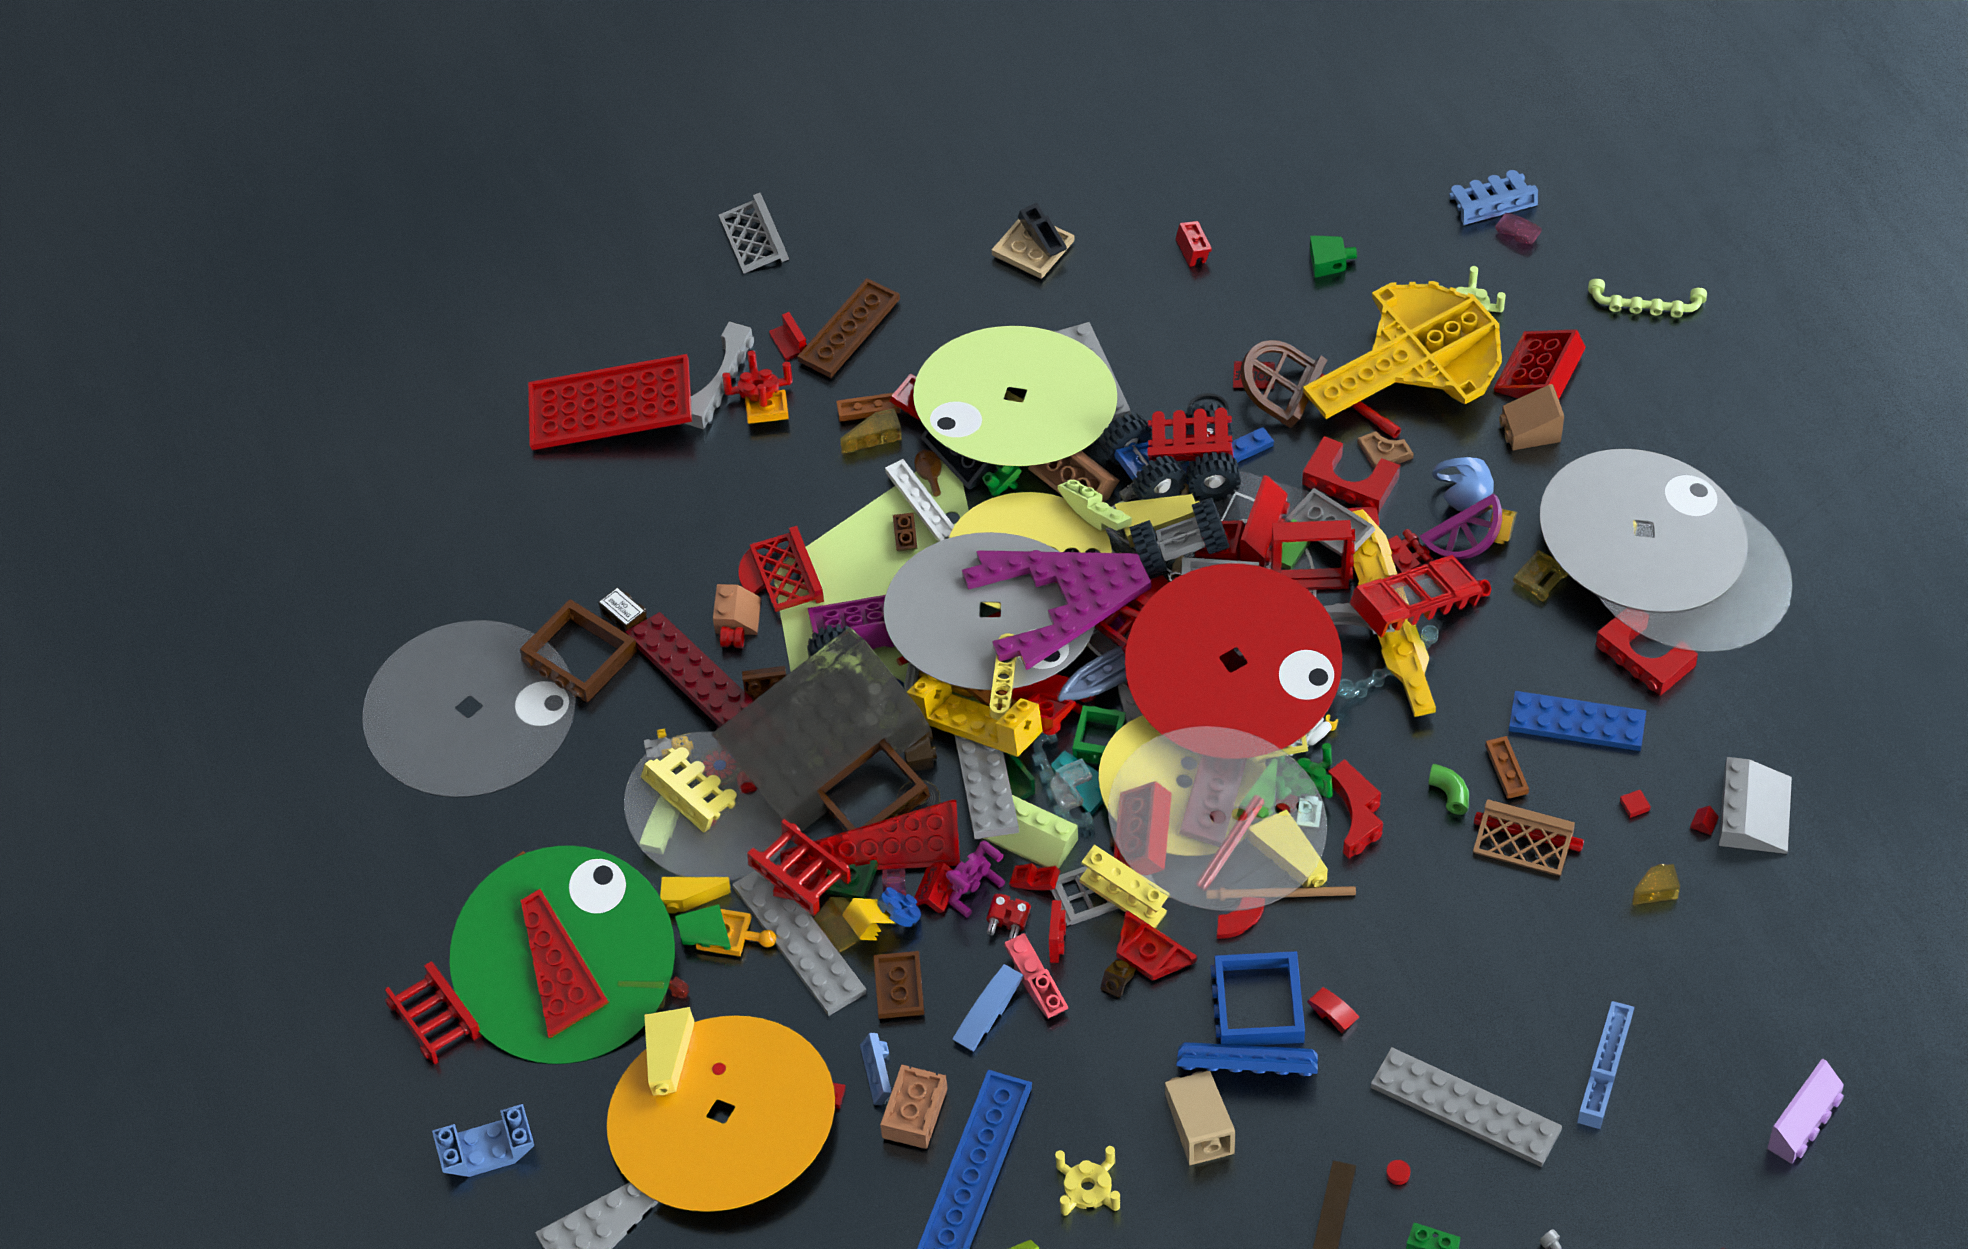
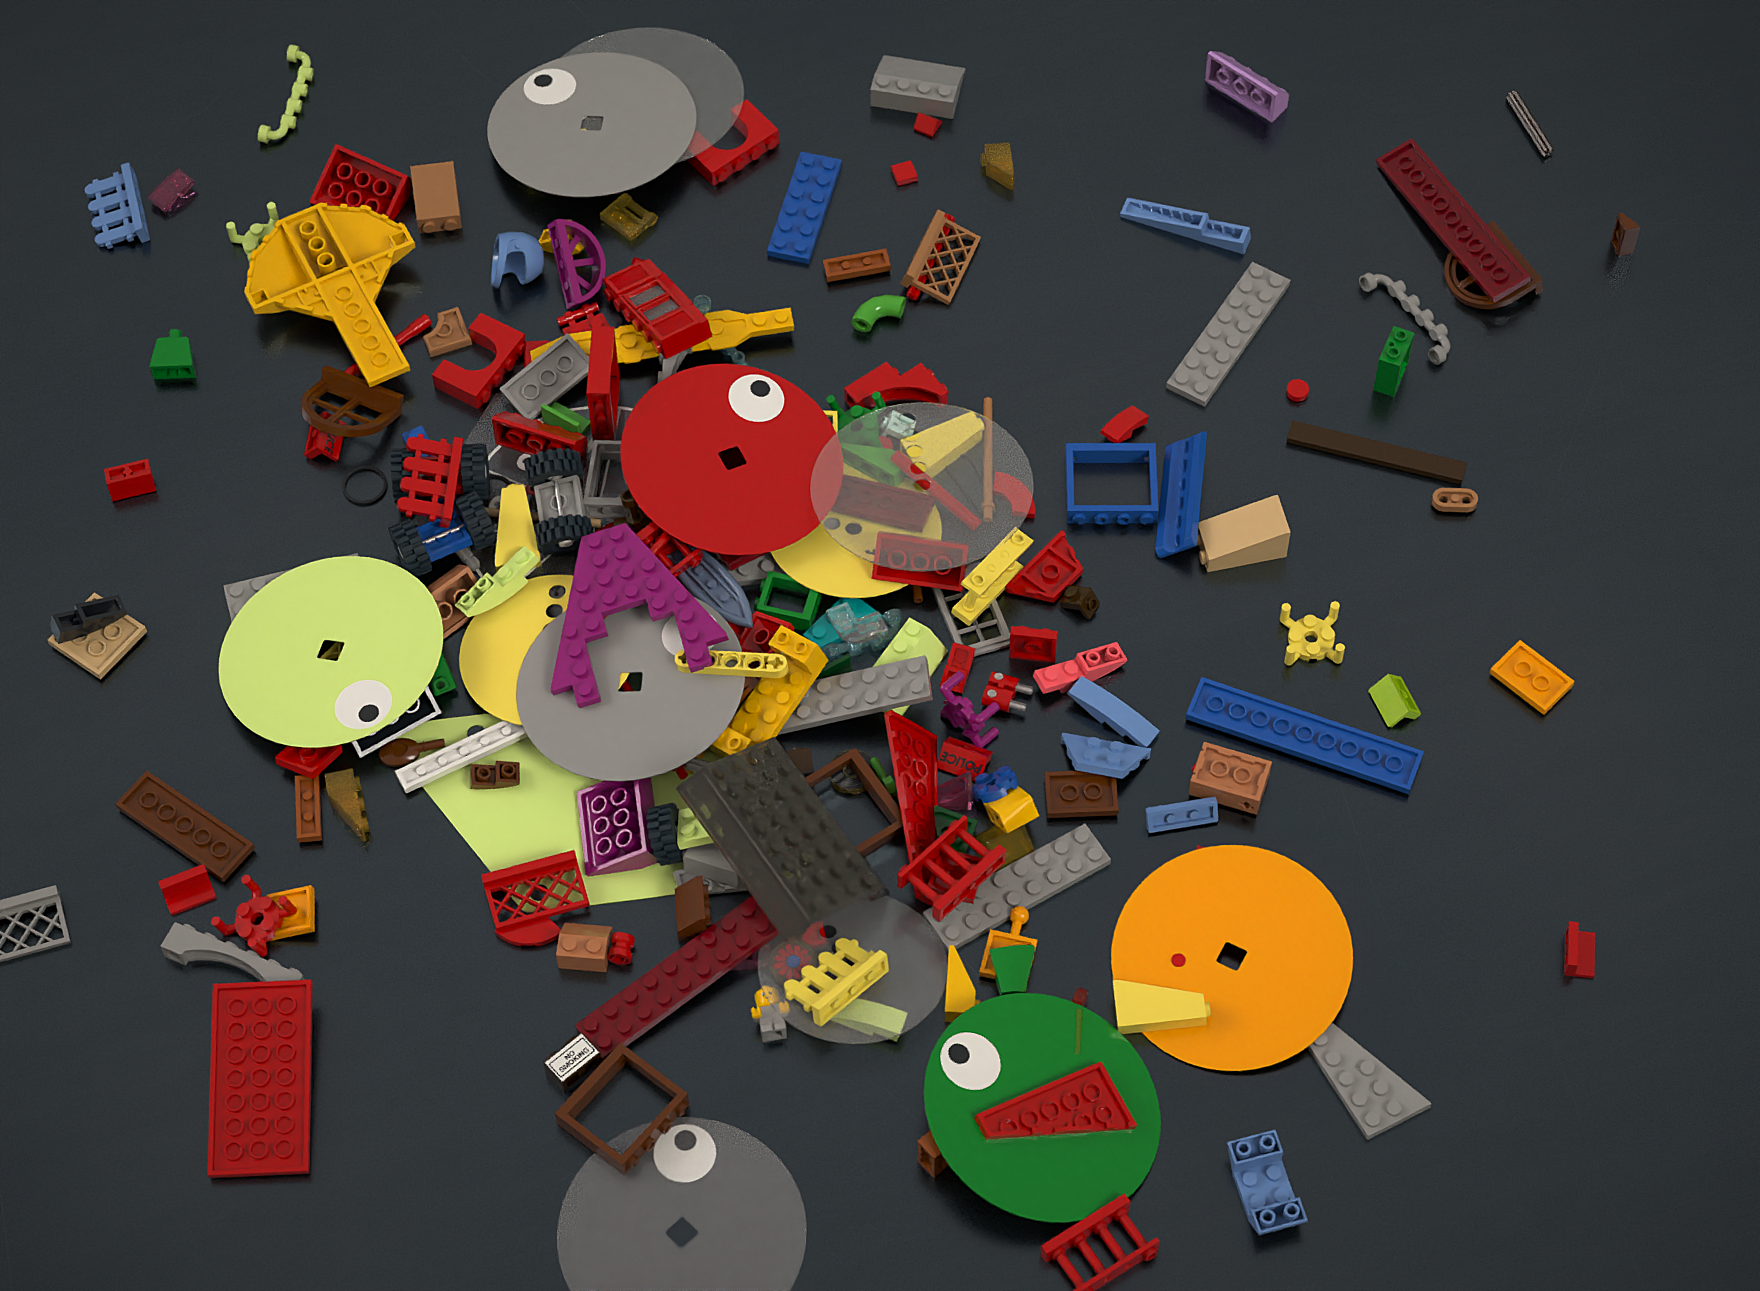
camera: 90 degrees left, 5 degrees up
(938, 999) = (1103, 756): none -> medium blue wing

